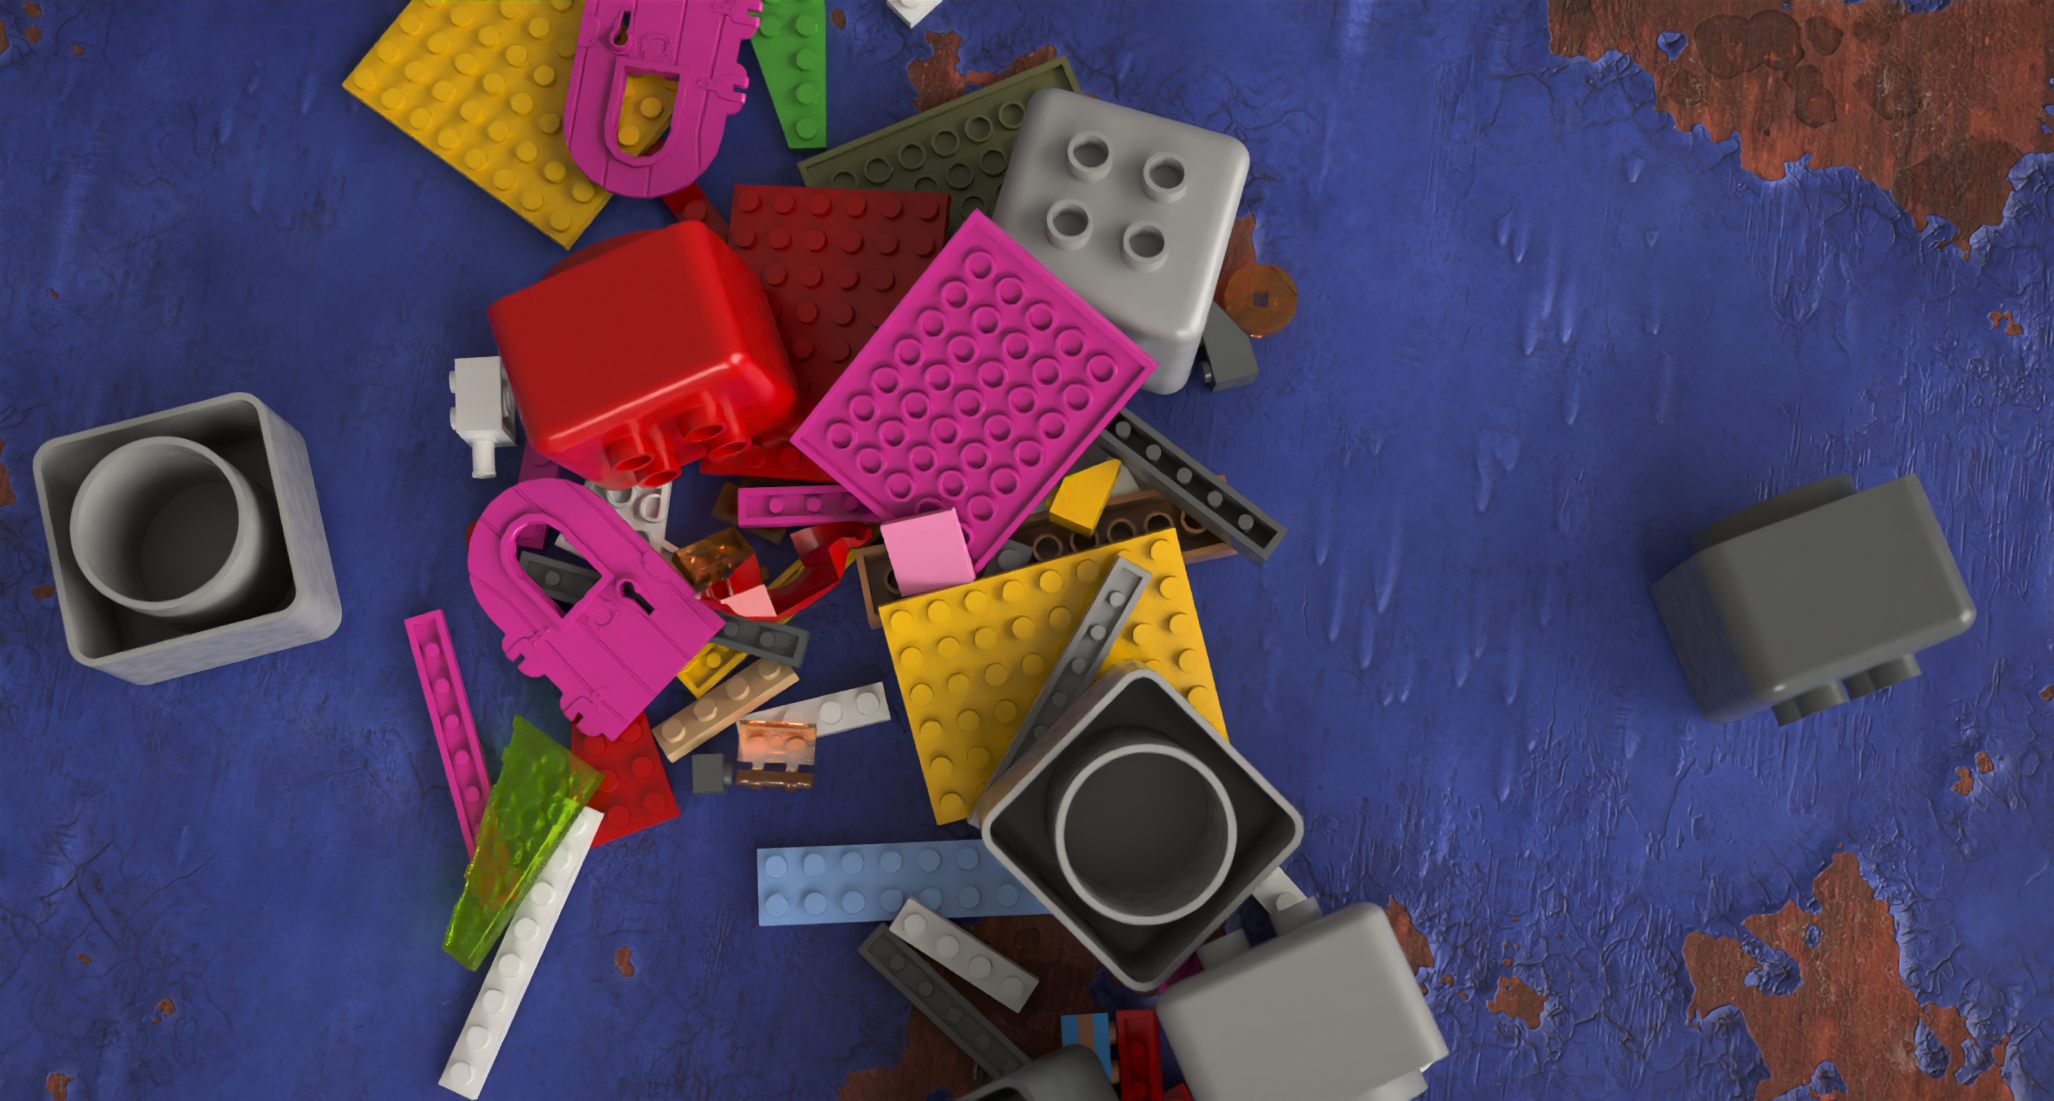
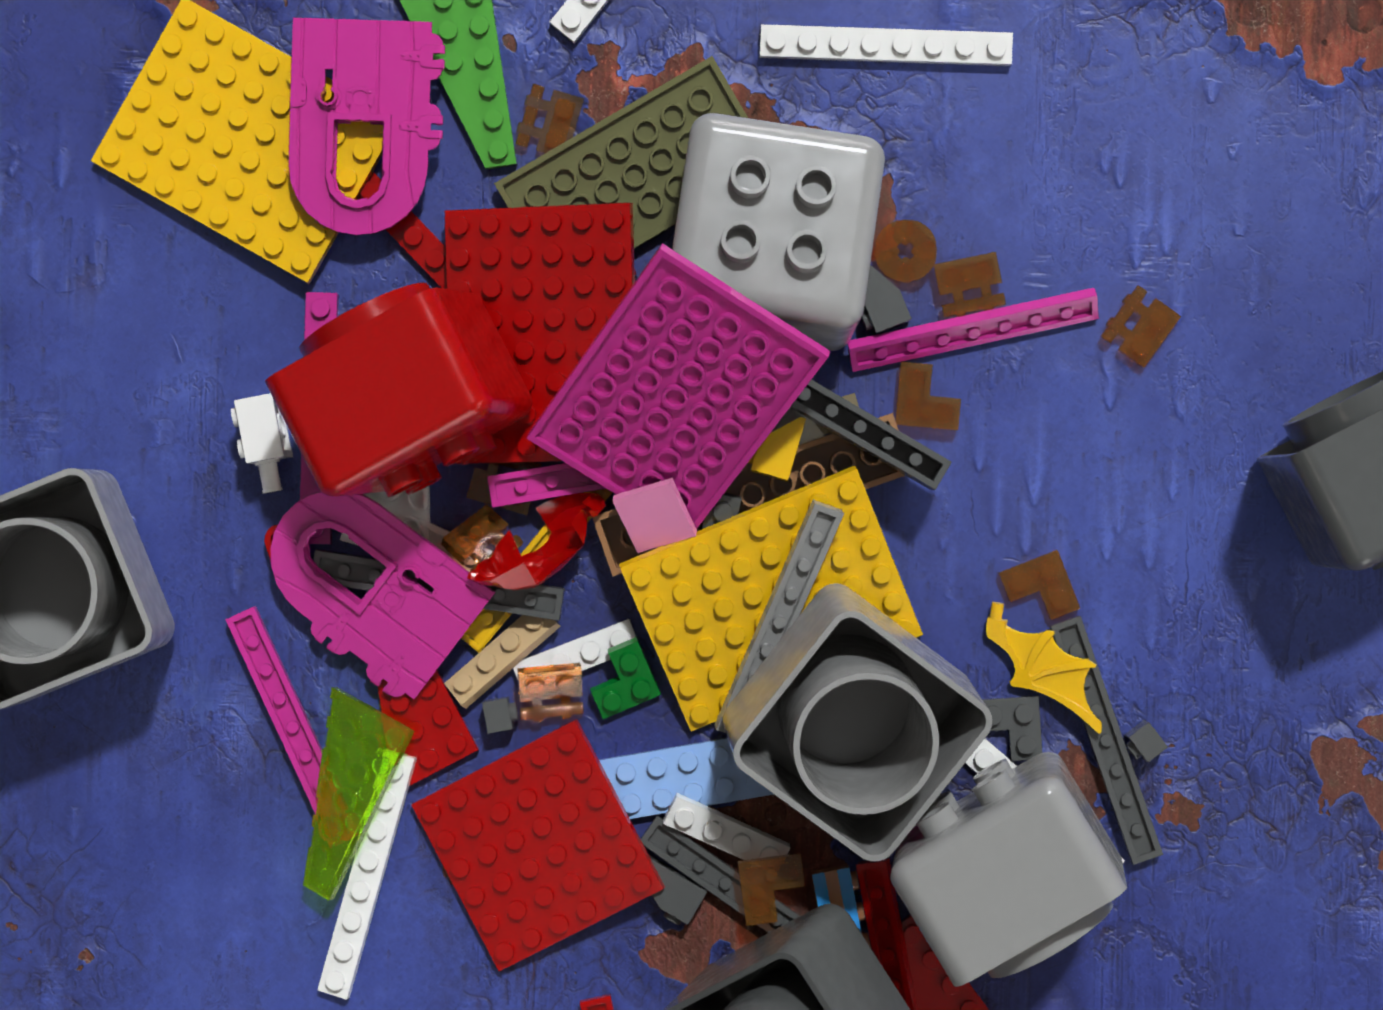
camera: 10 degrees left, 10 degrees up
(733, 939) = (538, 845): none -> red plate
(876, 760) = (634, 680): none -> green plate
(883, 108) = (560, 121): none -> clear orange plate
(886, 1014) = (680, 895): none -> dark grey slope
(1000, 1010) = (760, 879): none -> clear orange plate
(1255, 477) = (915, 404): none -> clear orange plate
(1265, 72) = (886, 45): none -> white plate
(1329, 397) = (973, 329): none -> dark pink plate
(1330, 335) = (965, 275): none -> clear orange plate
(1337, 863) = (1021, 720): none -> dark grey plate
(1371, 799) = (1043, 665): none -> yellow animal
(1384, 694) = (1044, 575): none -> clear orange plate
(1437, 901) = (1111, 750): none -> dark grey plate
(1483, 907) = (1144, 742): none -> dark grey plate
(1533, 428) = (1147, 333): none -> clear orange plate

